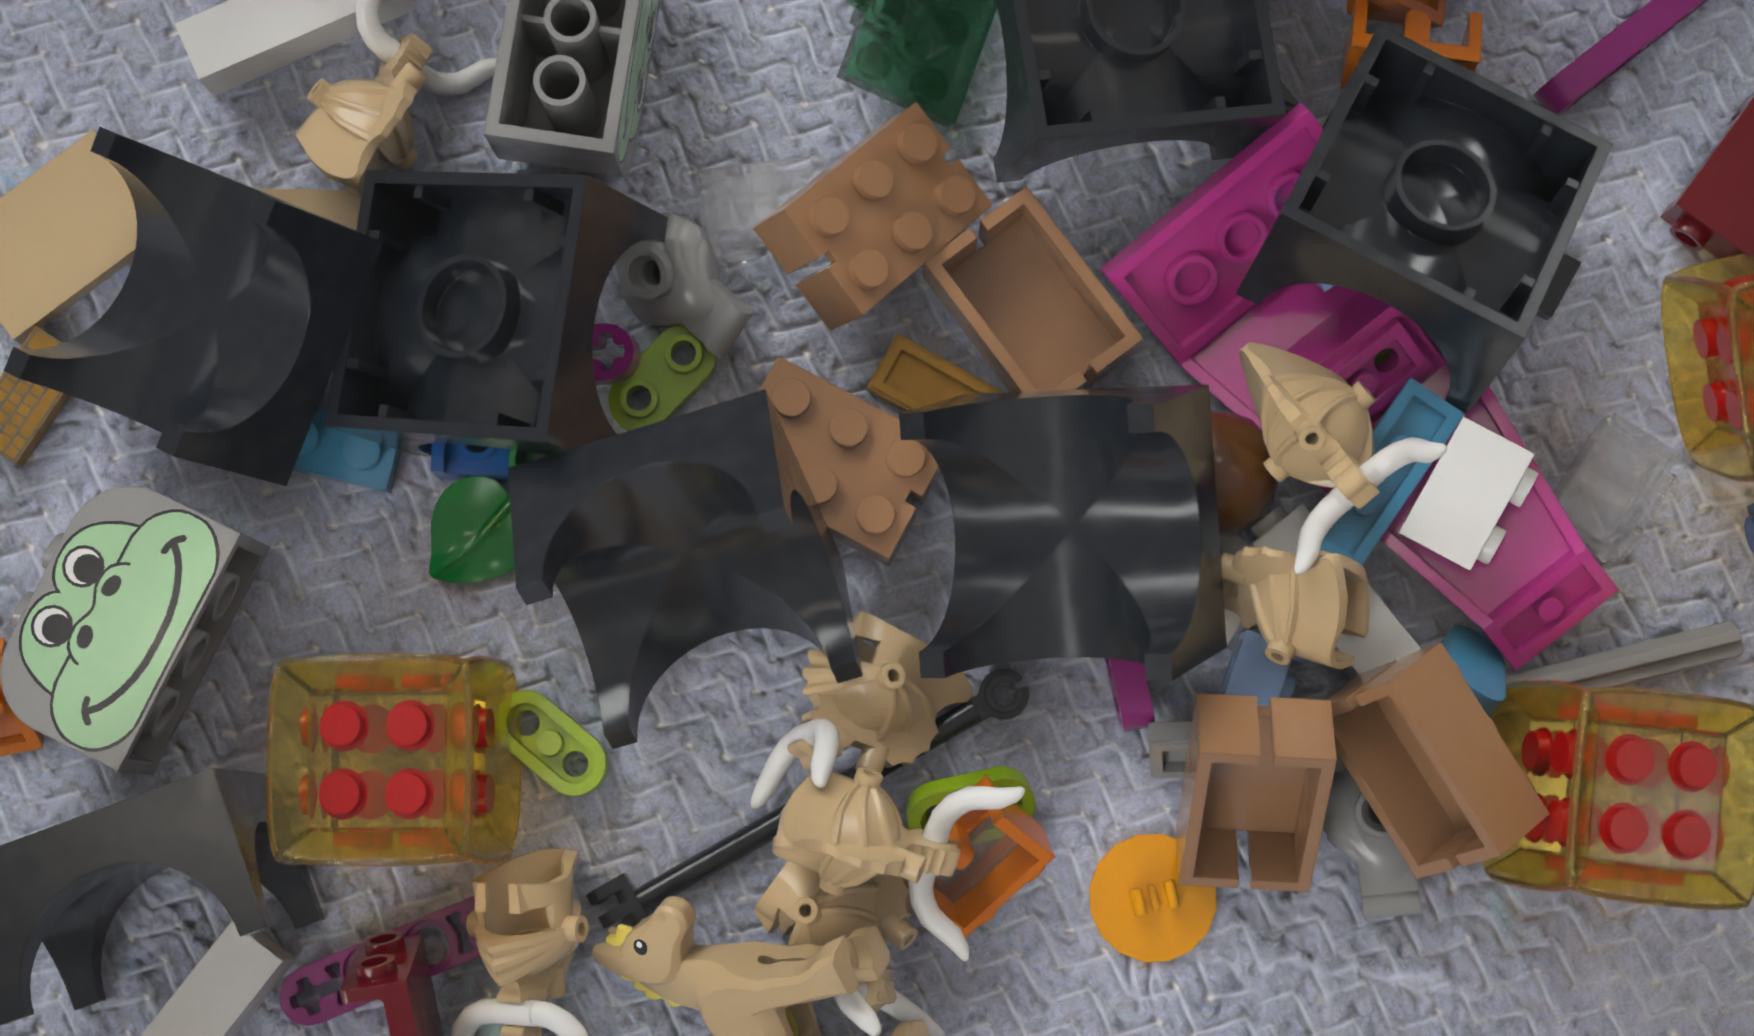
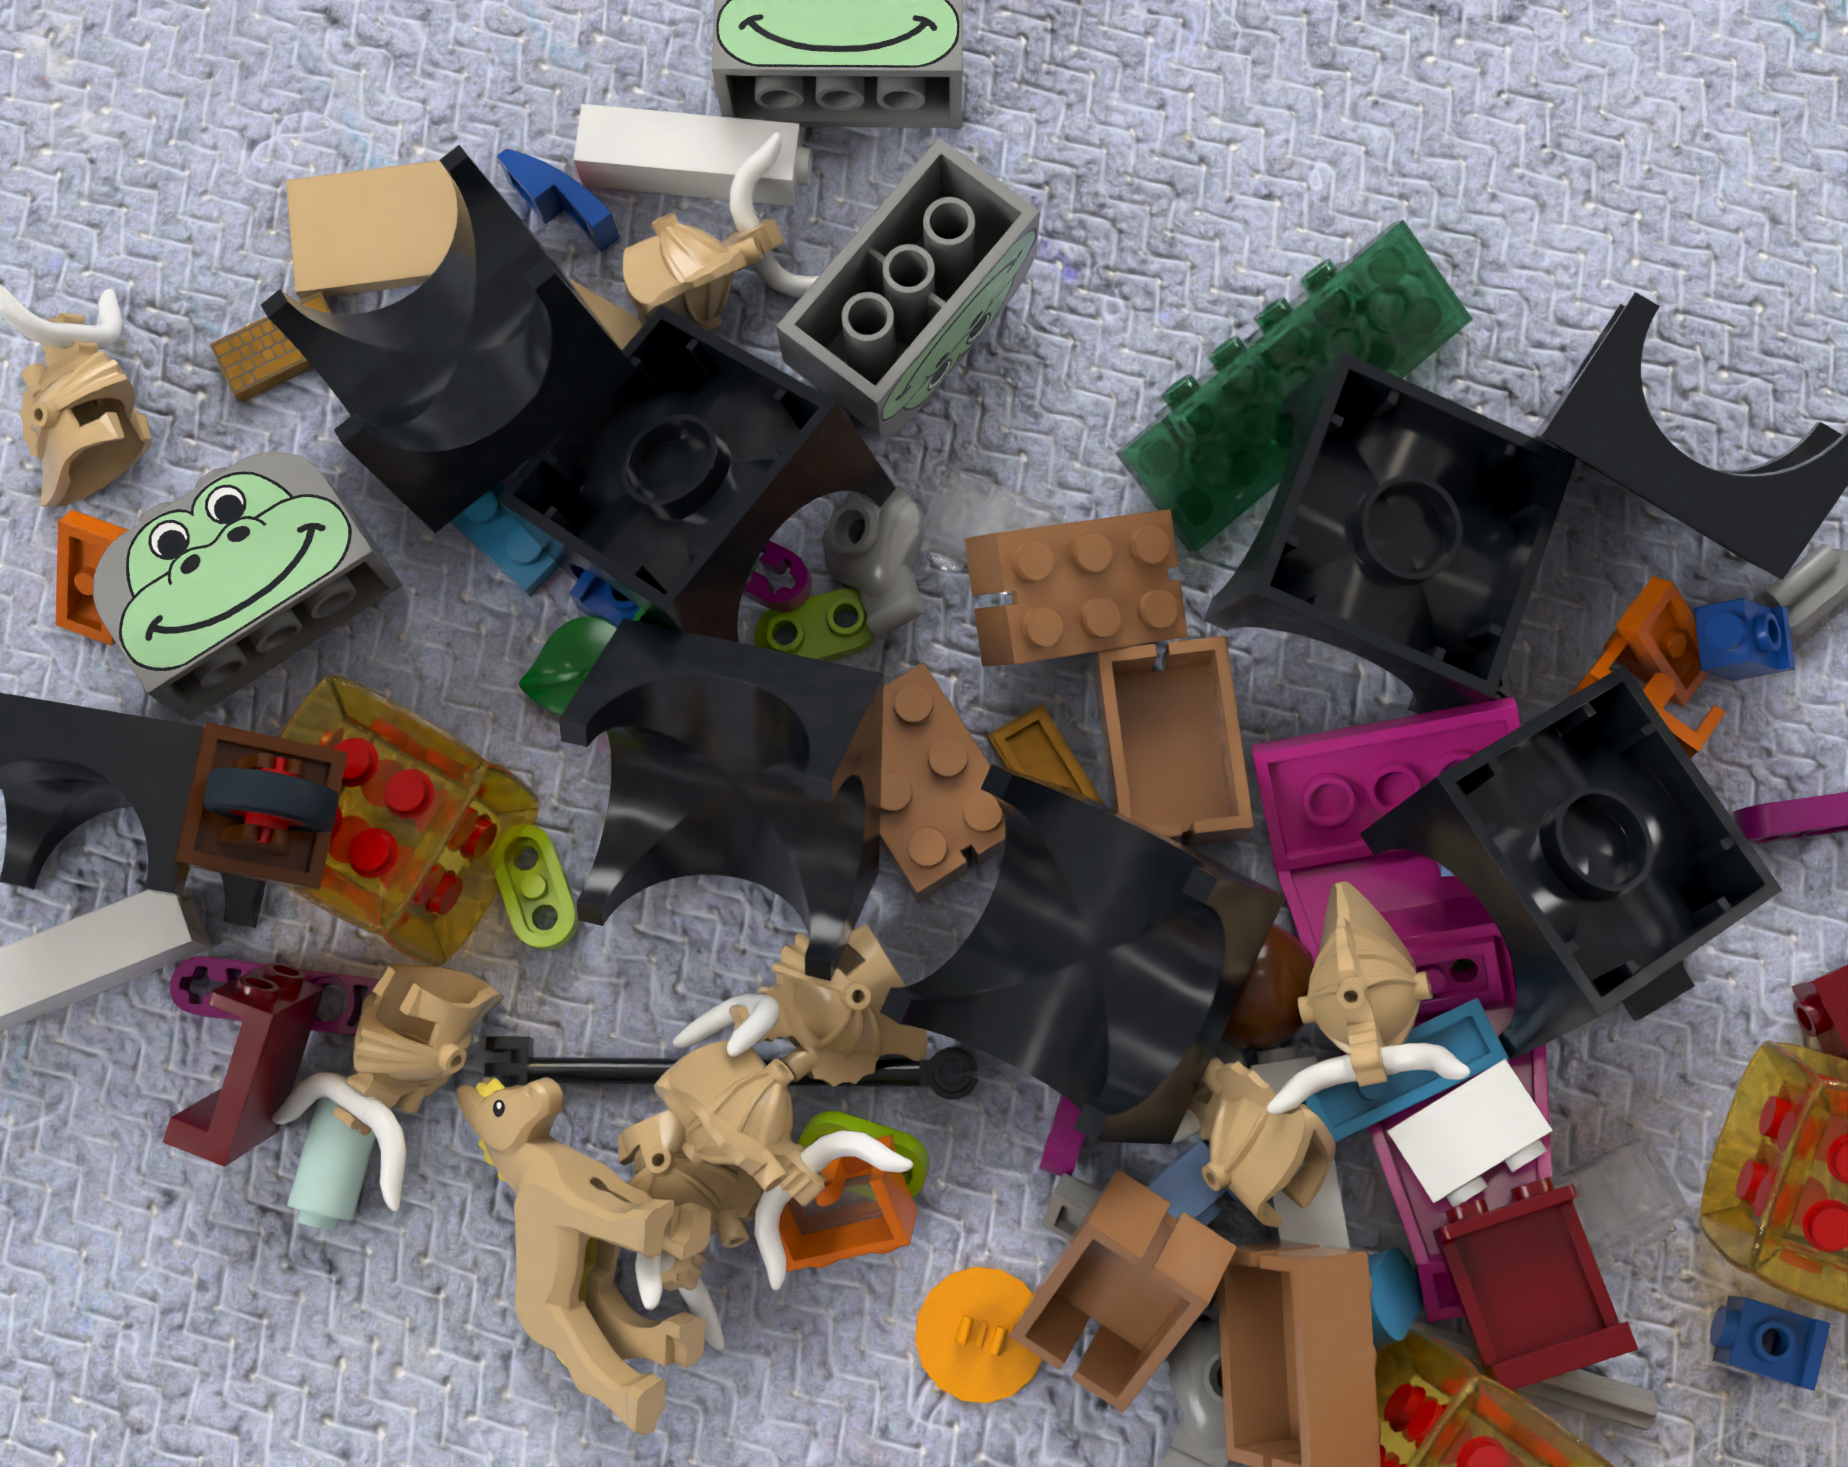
camera: 30 degrees right, 5 degrees down
(190, 117) = (552, 191): none -> blue slope
(297, 809) = (260, 807): none -> reddish brown plate
(1586, 593) = (1530, 1286): none -> dark red panel

